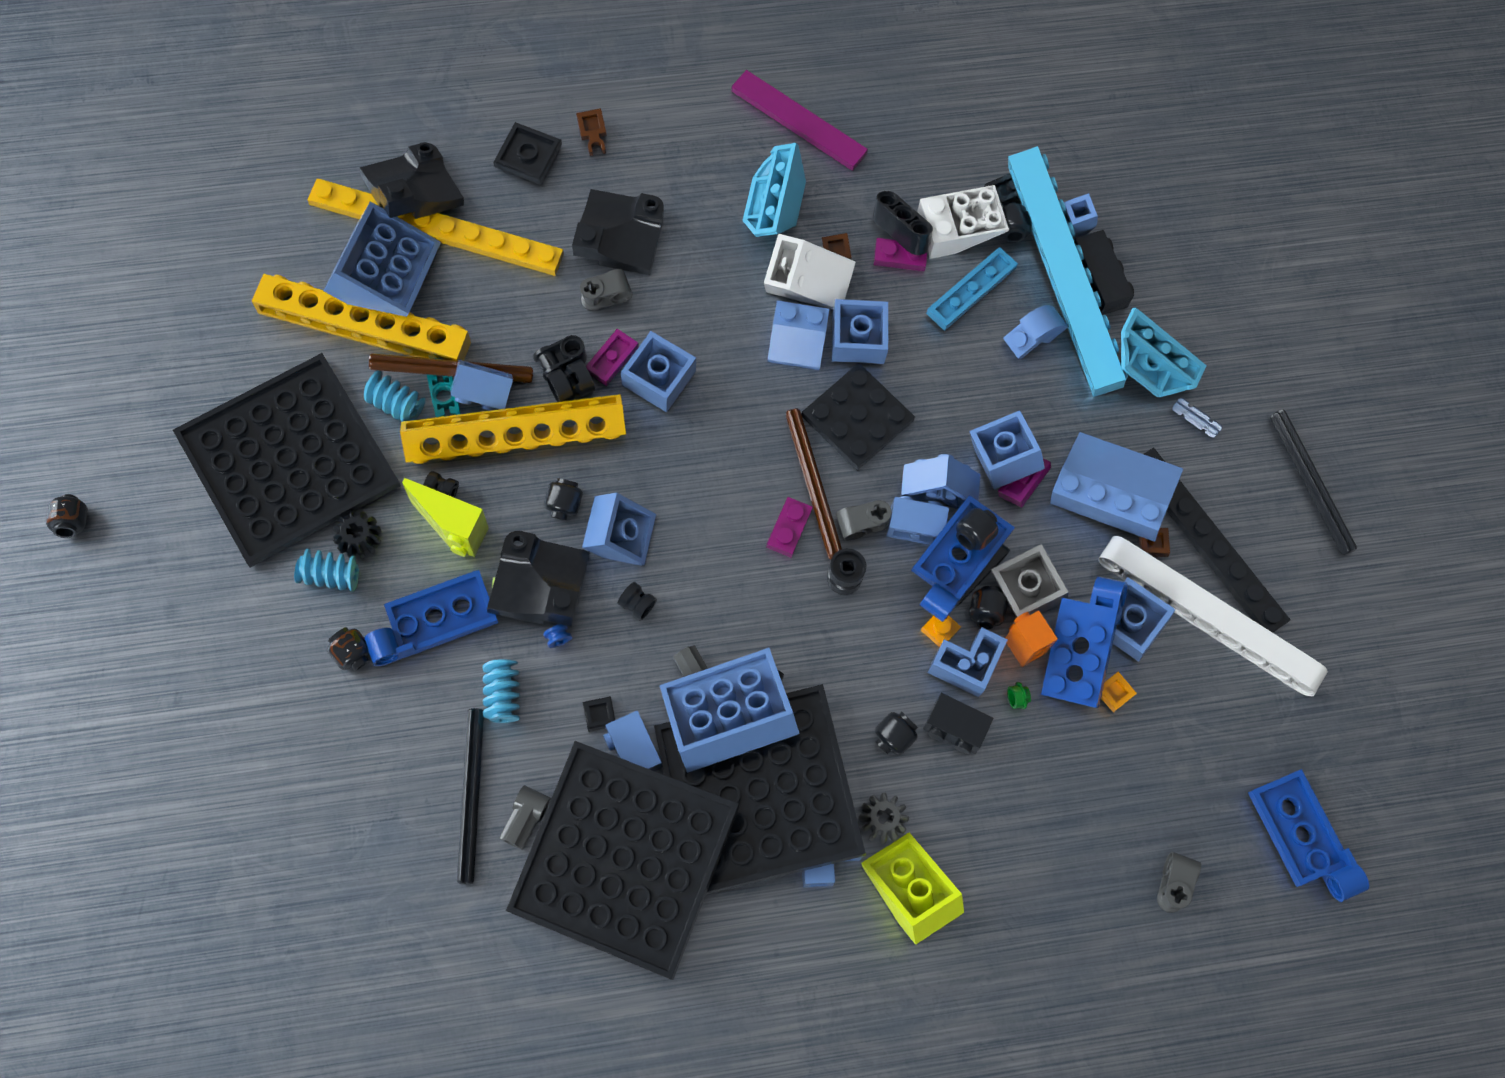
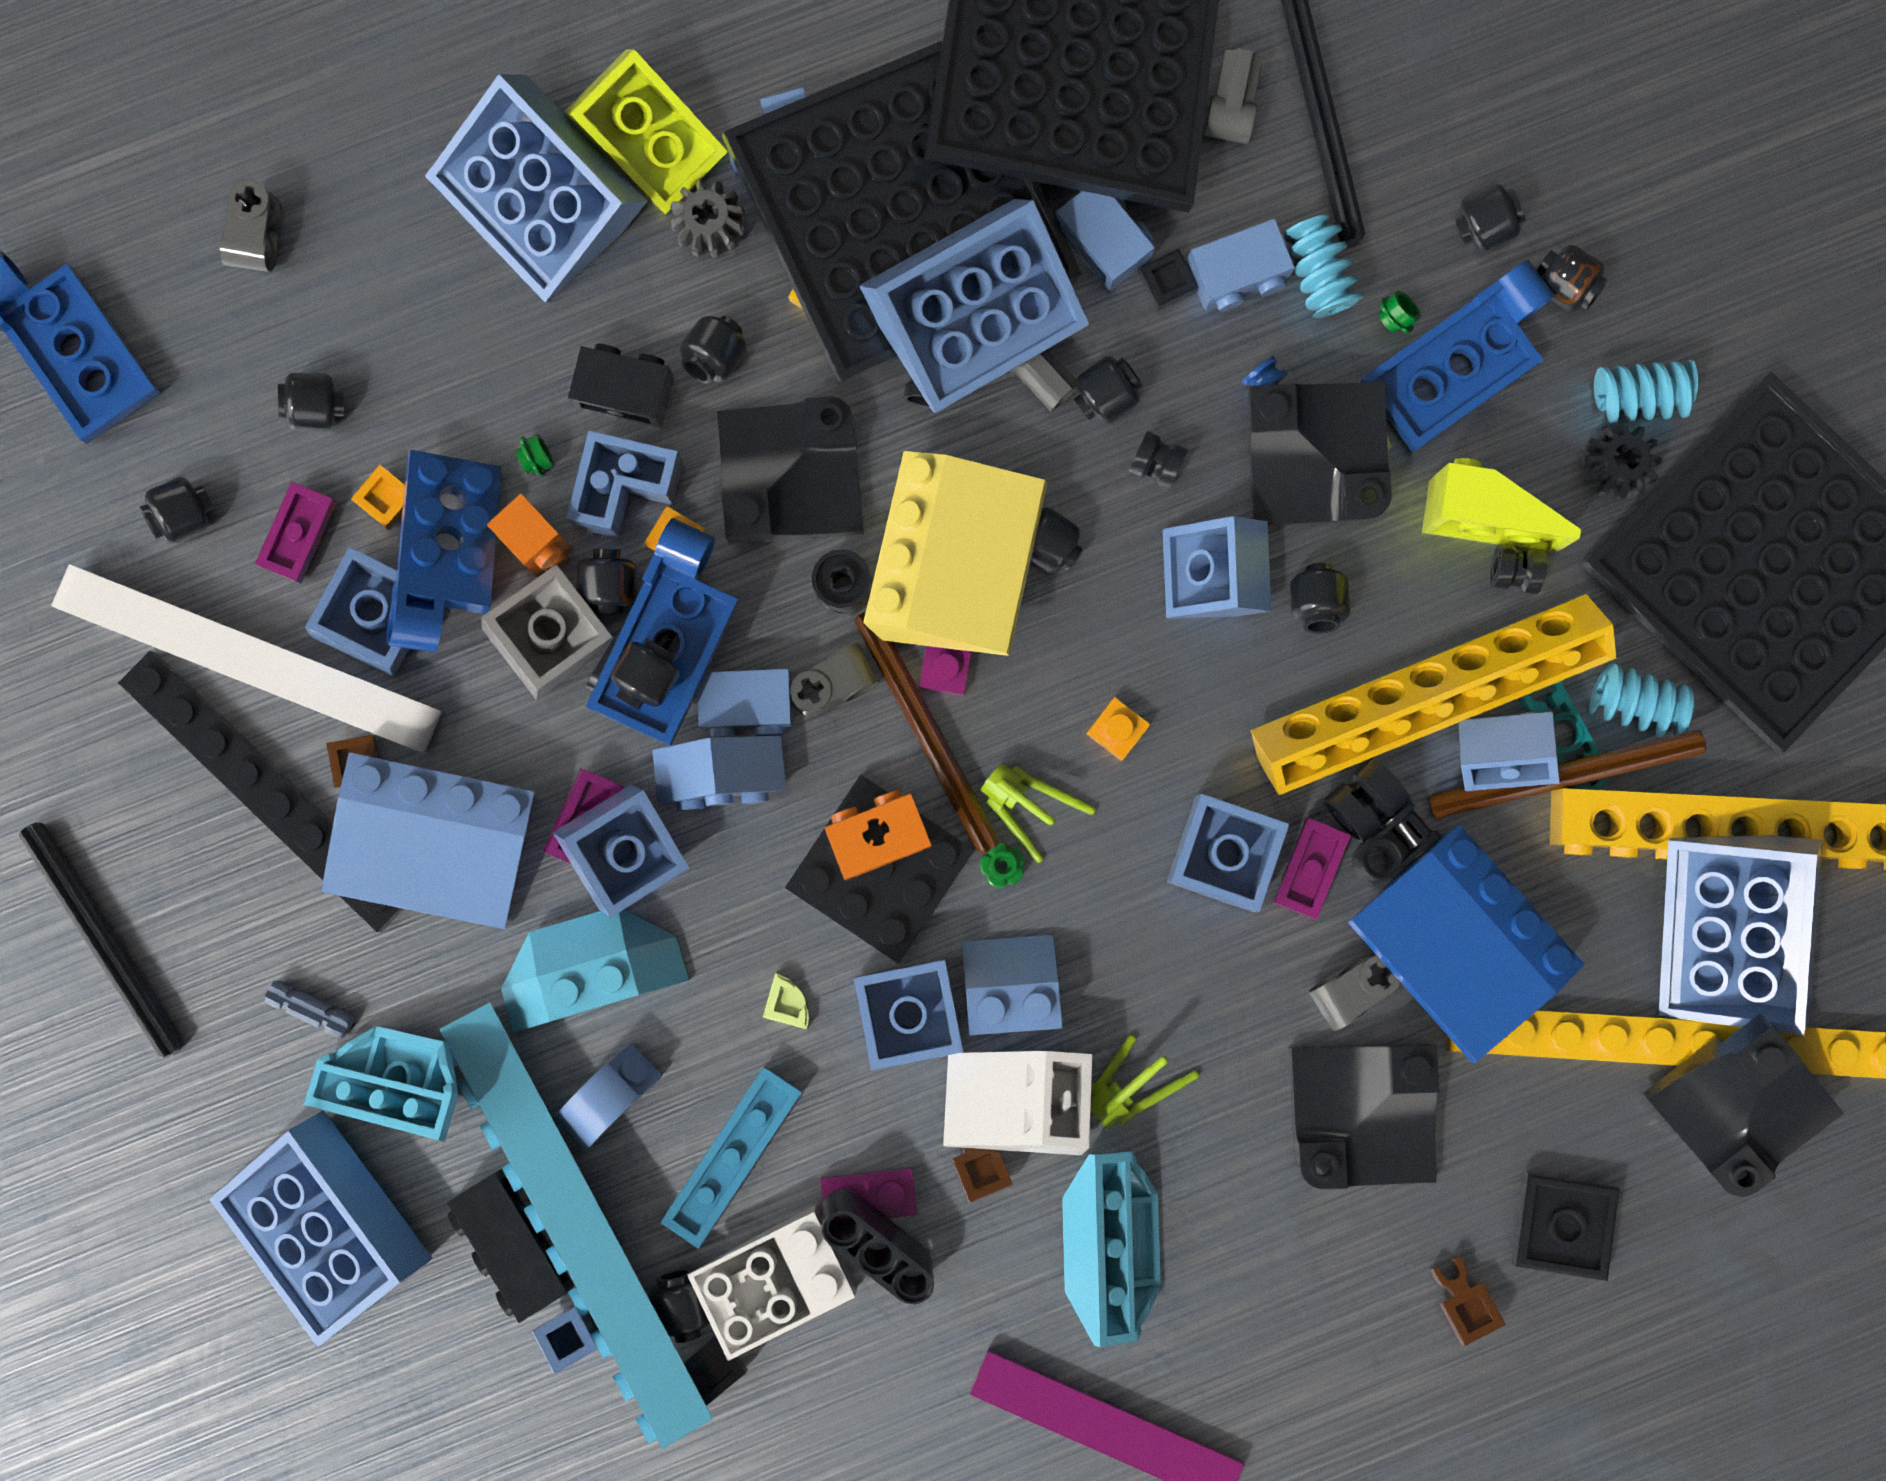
camera: 175 degrees right, 15 degrees up
(386, 699) = (1490, 217): none -> black head
(462, 655) = (1399, 312): none -> green plate
(539, 292) = (1466, 943): none -> blue slope
(552, 706) = (1240, 266): none -> medium blue brick
(656, 650) = (1108, 389): none -> black head
(701, 458) = (1118, 729): none -> light orange plate
(716, 569) = (1055, 543): none -> black head
(754, 266) = (1112, 1102): none -> lime plant
(775, 438) = (1007, 788): none -> lime plant
(775, 566) = (955, 554): none -> light yellow slope
(784, 406) = (1014, 870): none -> green plate
(865, 648) = (789, 472): none -> black slope
(867, 413) = (904, 839): none -> orange brick
(925, 359) = (787, 1003): none -> yellowish green tile
(990, 867) = (534, 185): none -> medium blue slope
(1042, 396) = (589, 966): none -> medium azure wedge
(1154, 759) = (309, 402): none -> black head
(1173, 683) = (296, 532): none -> magenta plate
(1203, 304) = (320, 1227): none -> medium blue slope
(1245, 712) = (176, 510): none -> black head

